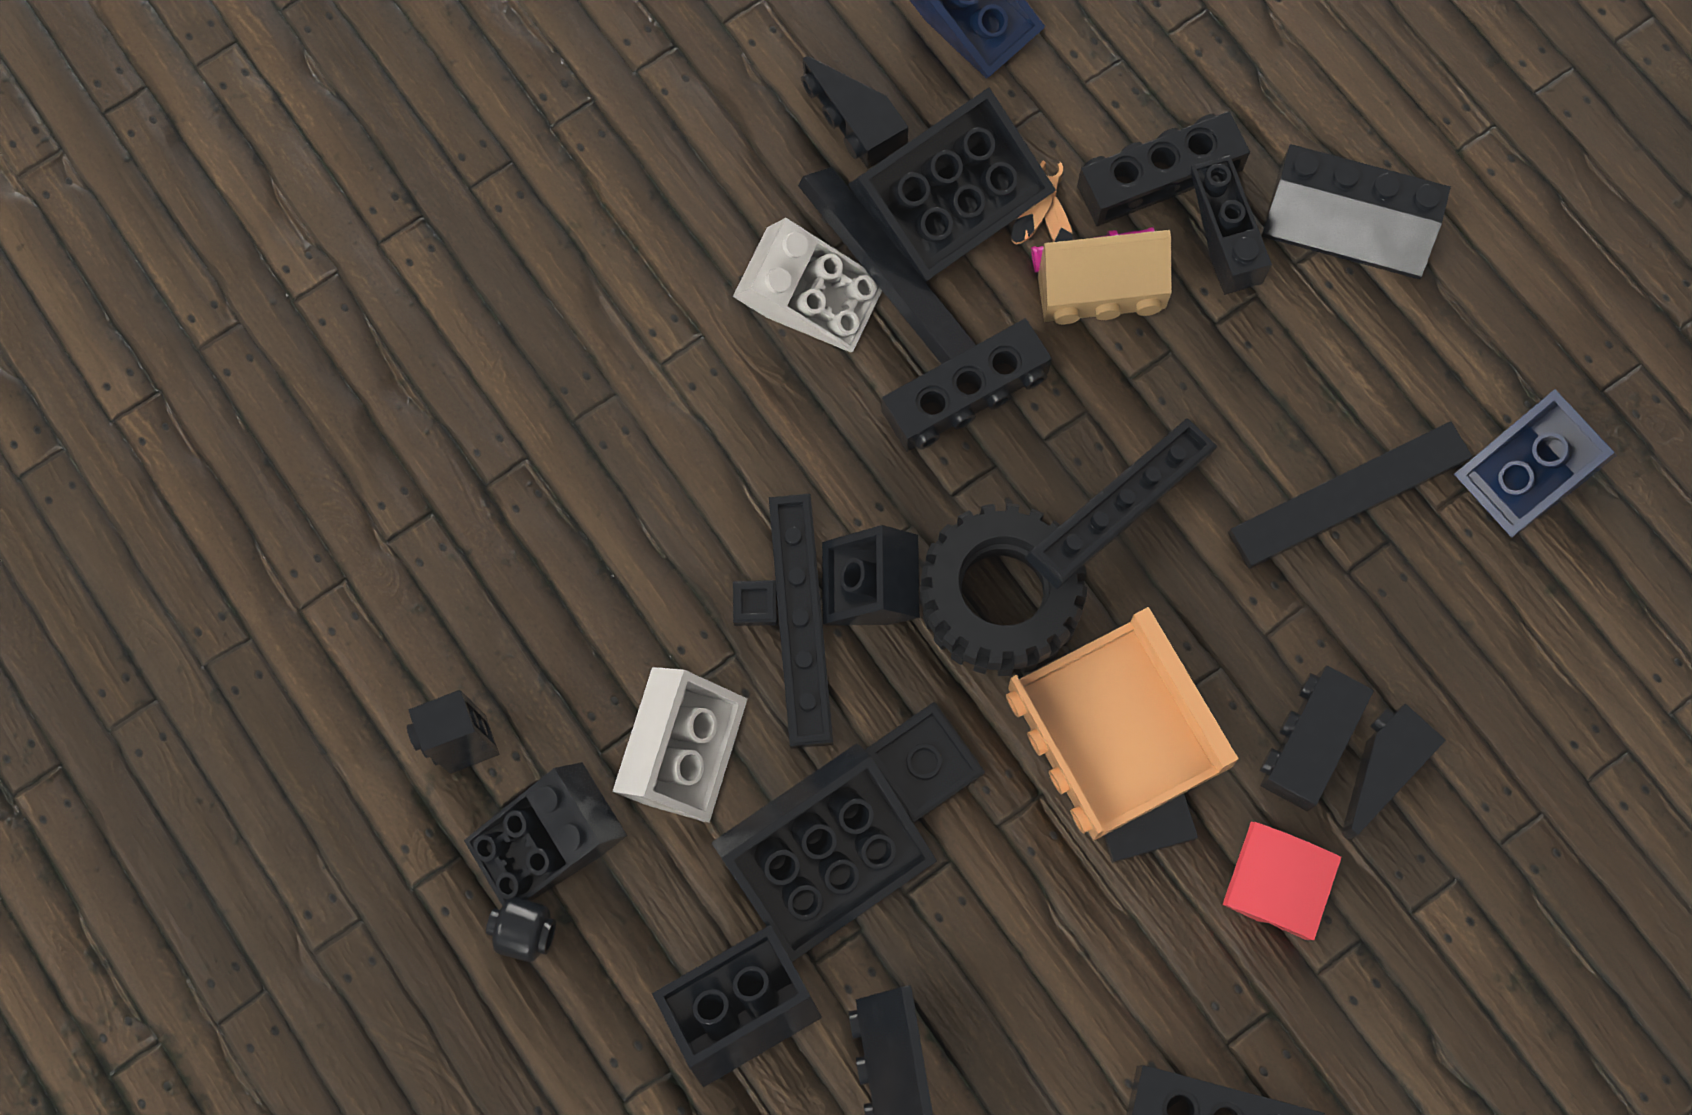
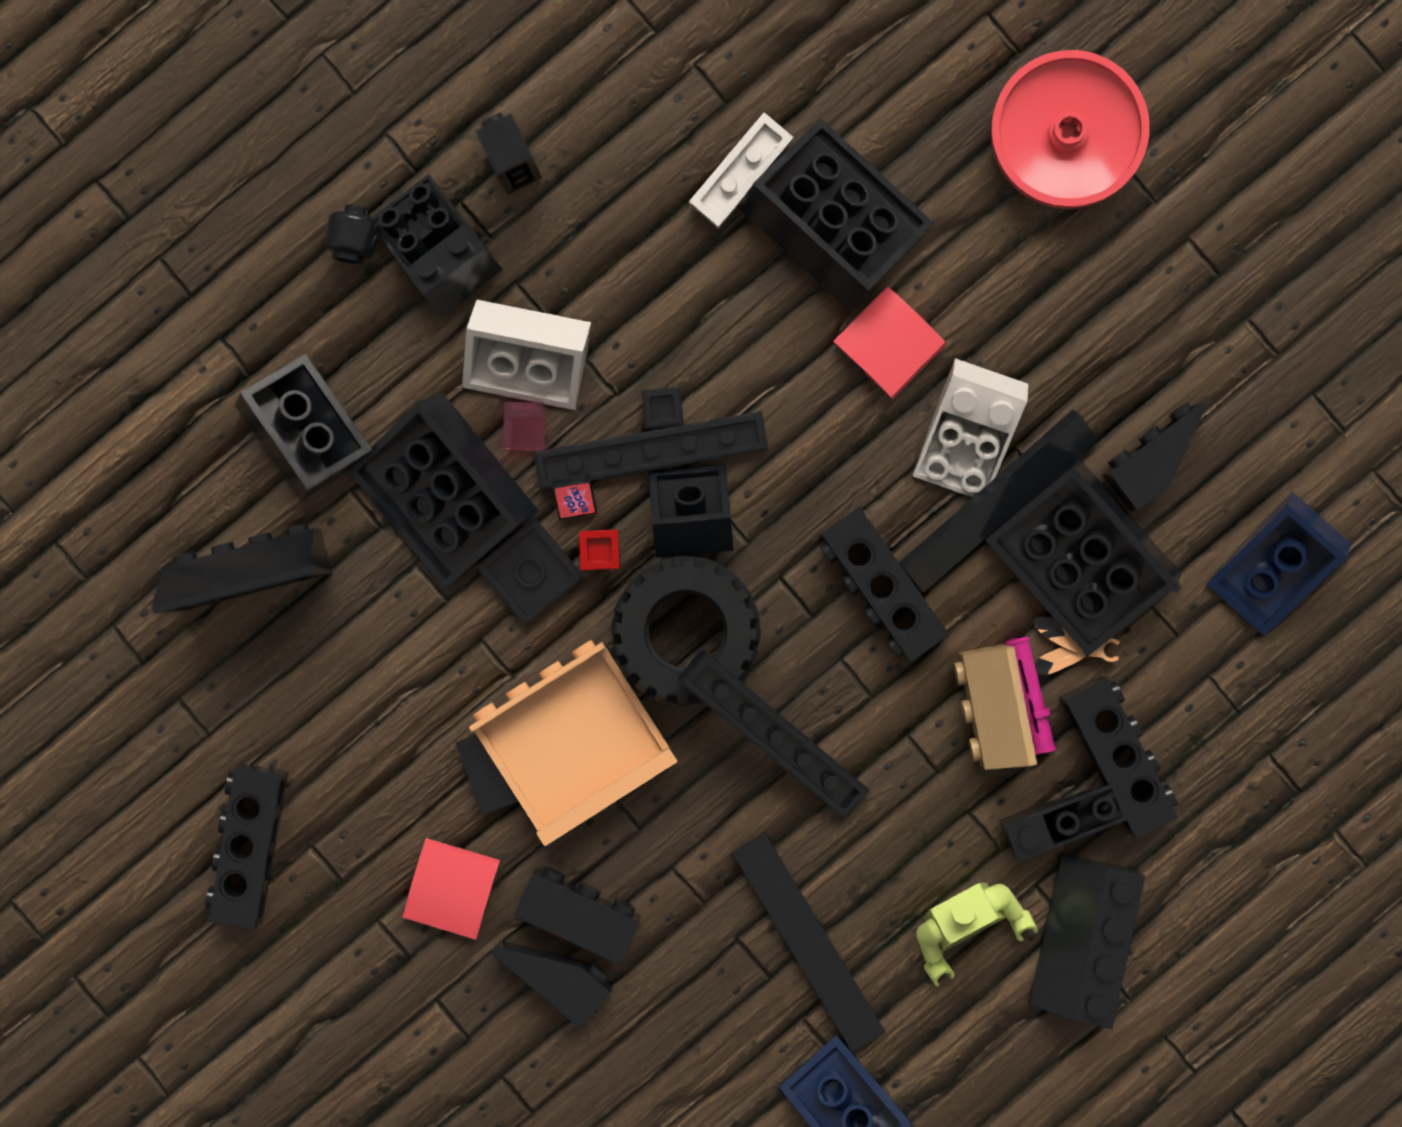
camera: 80 degrees right, 15 degrees up
(506, 498) = (740, 169): none -> white plate
(508, 165) = (1069, 129): none -> coral dish
(568, 405) = (834, 214): none -> black slope
(709, 361) = (890, 342): none -> coral slope
(759, 753) = (524, 426): none -> clear pink panel
(844, 704) = (574, 497): none -> tile
(906, 678) = (599, 549): none -> red tile
(1331, 328) = (964, 917): none -> yellowish green torso

